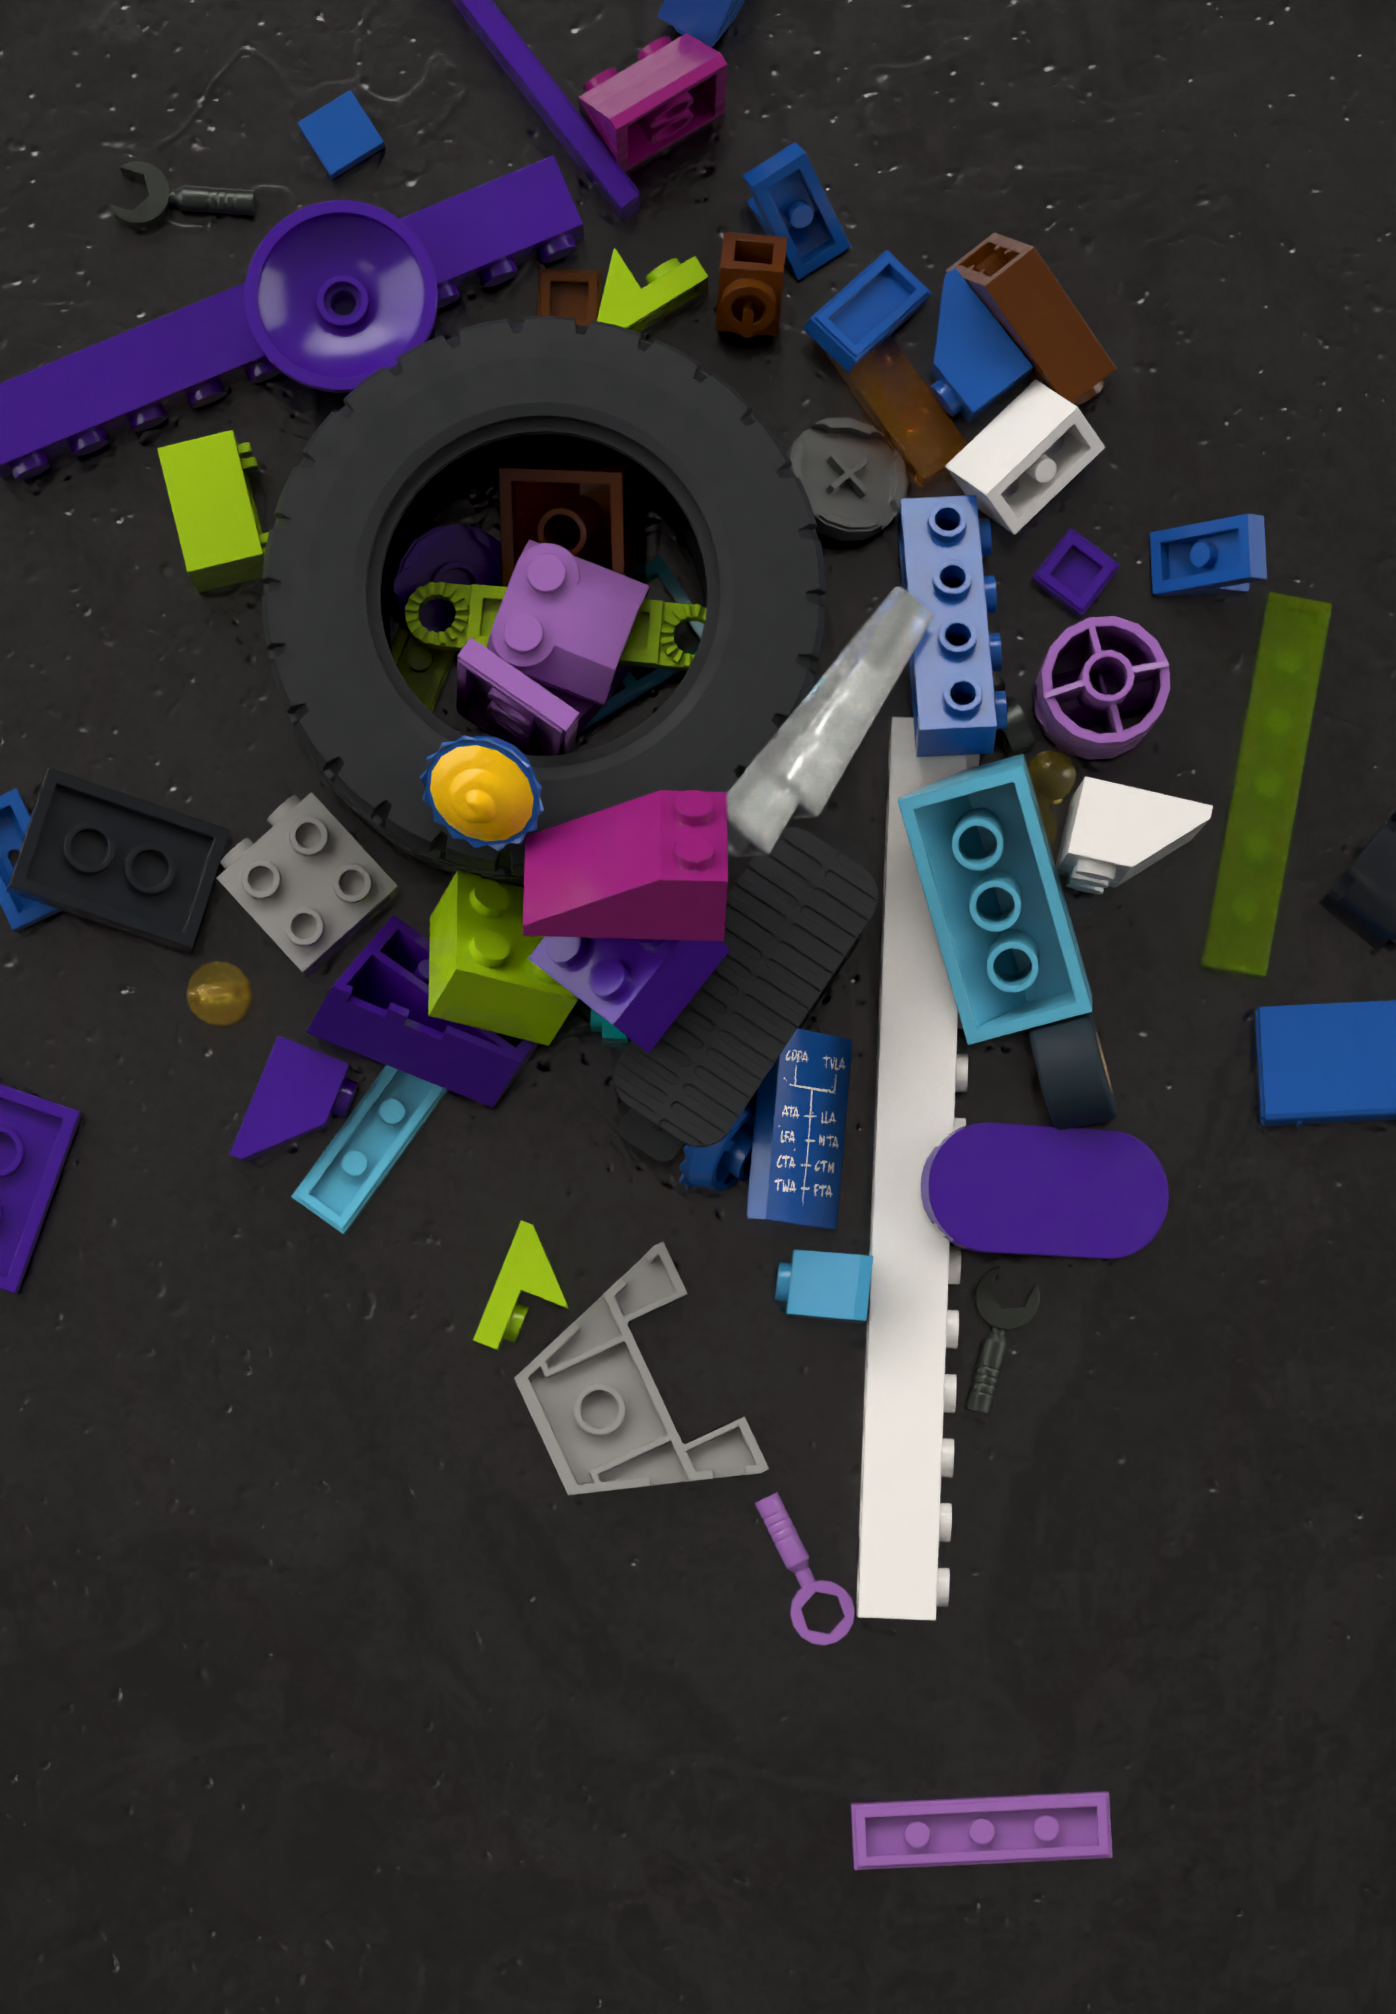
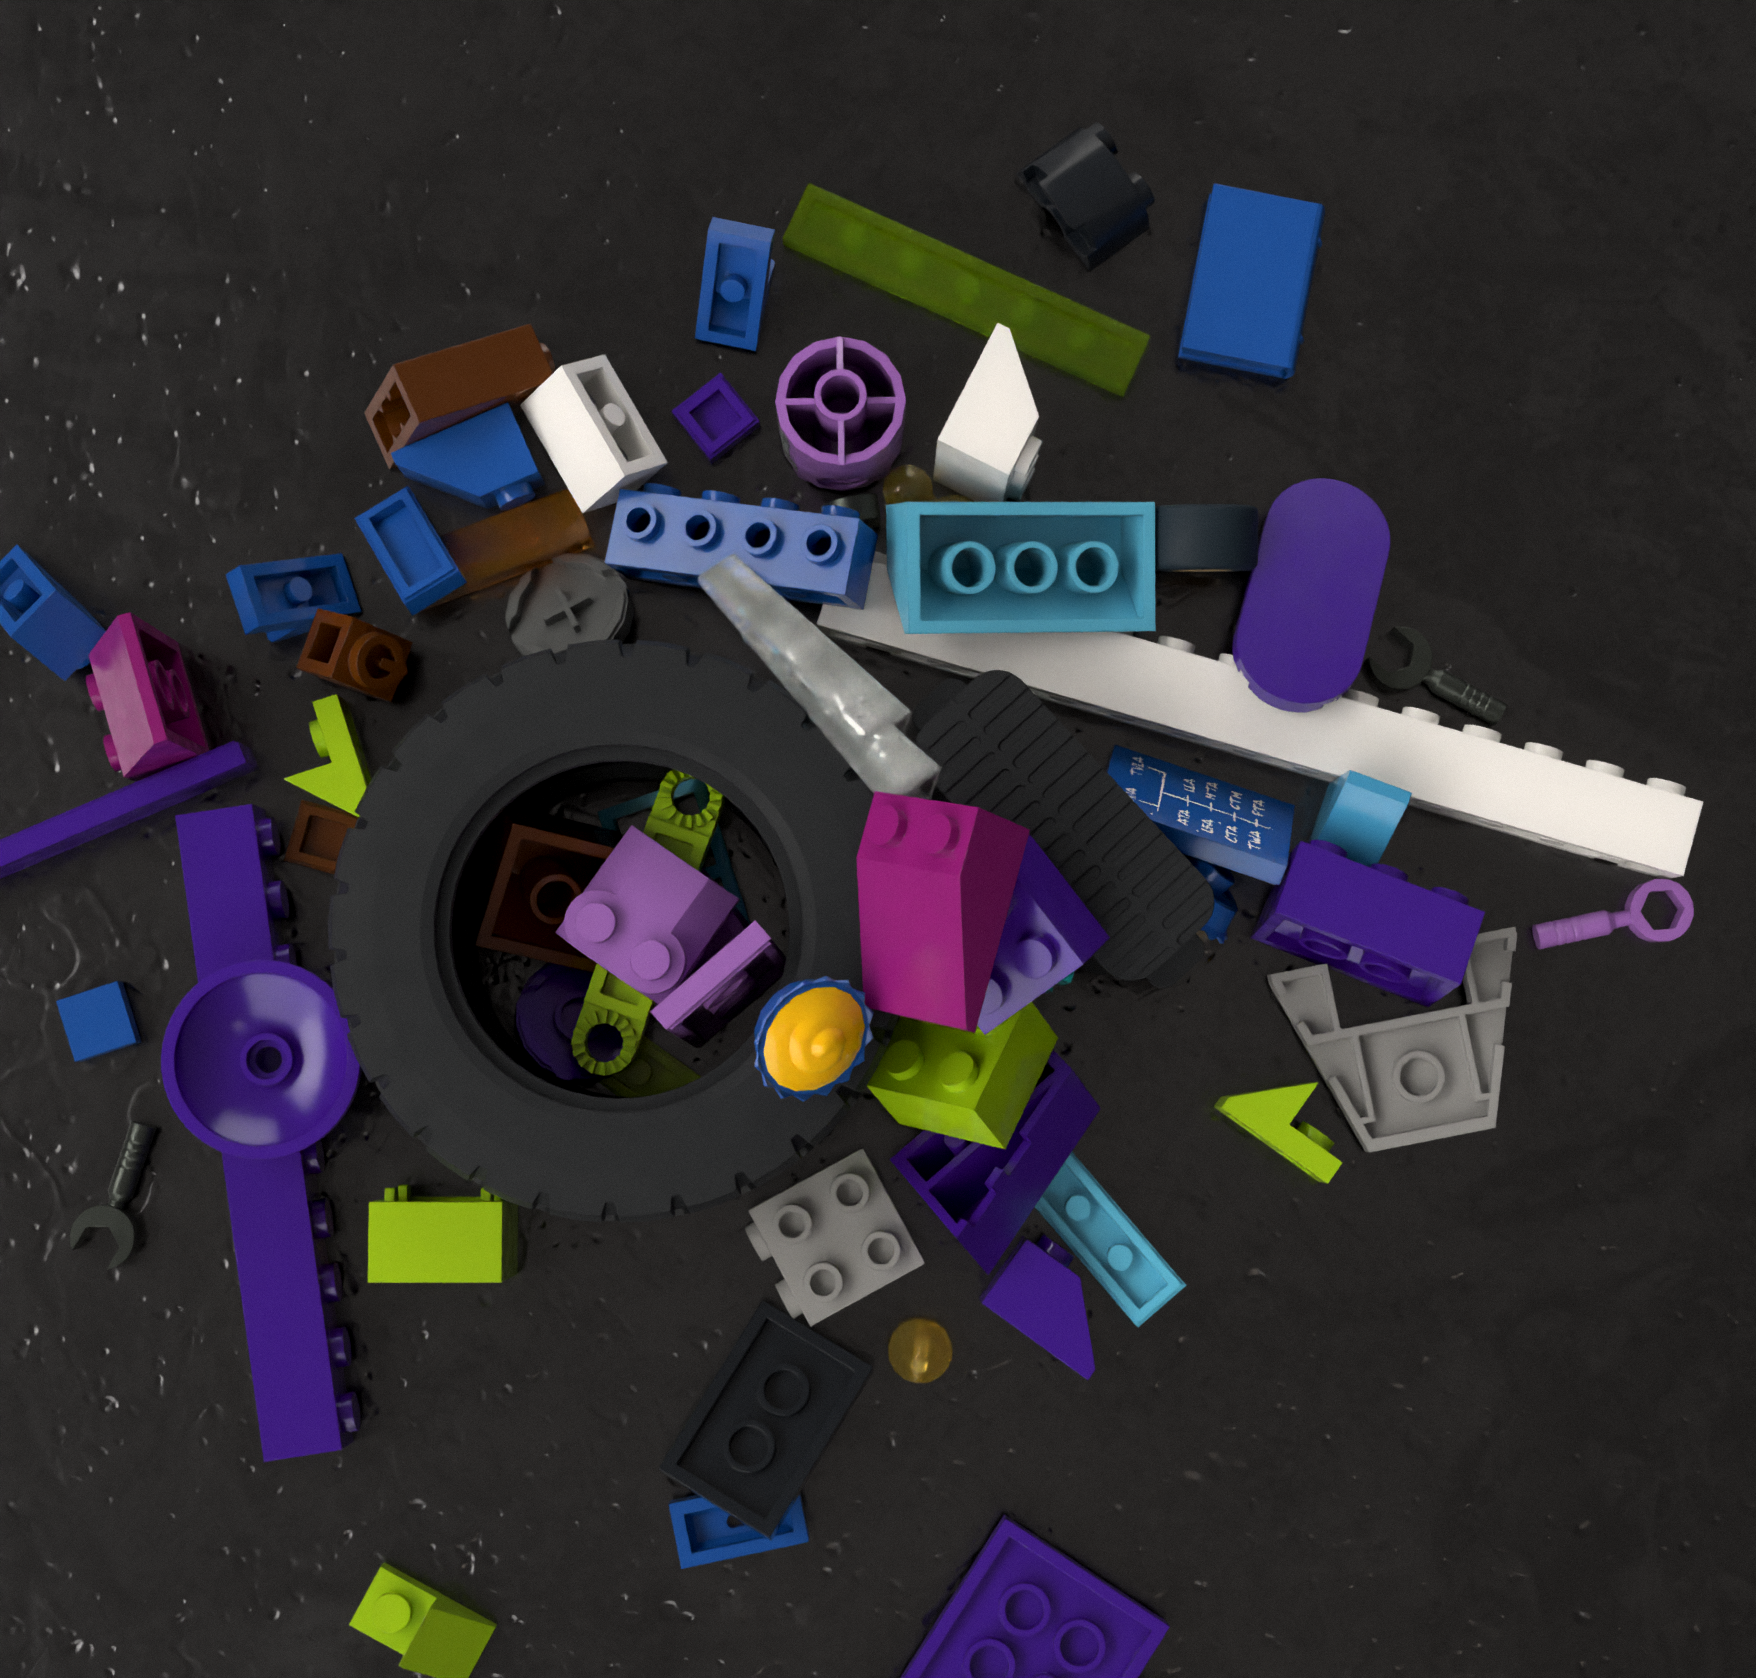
camera: 75 degrees left, 0 degrees up
(736, 1318) = (1370, 923): none -> dark purple slope

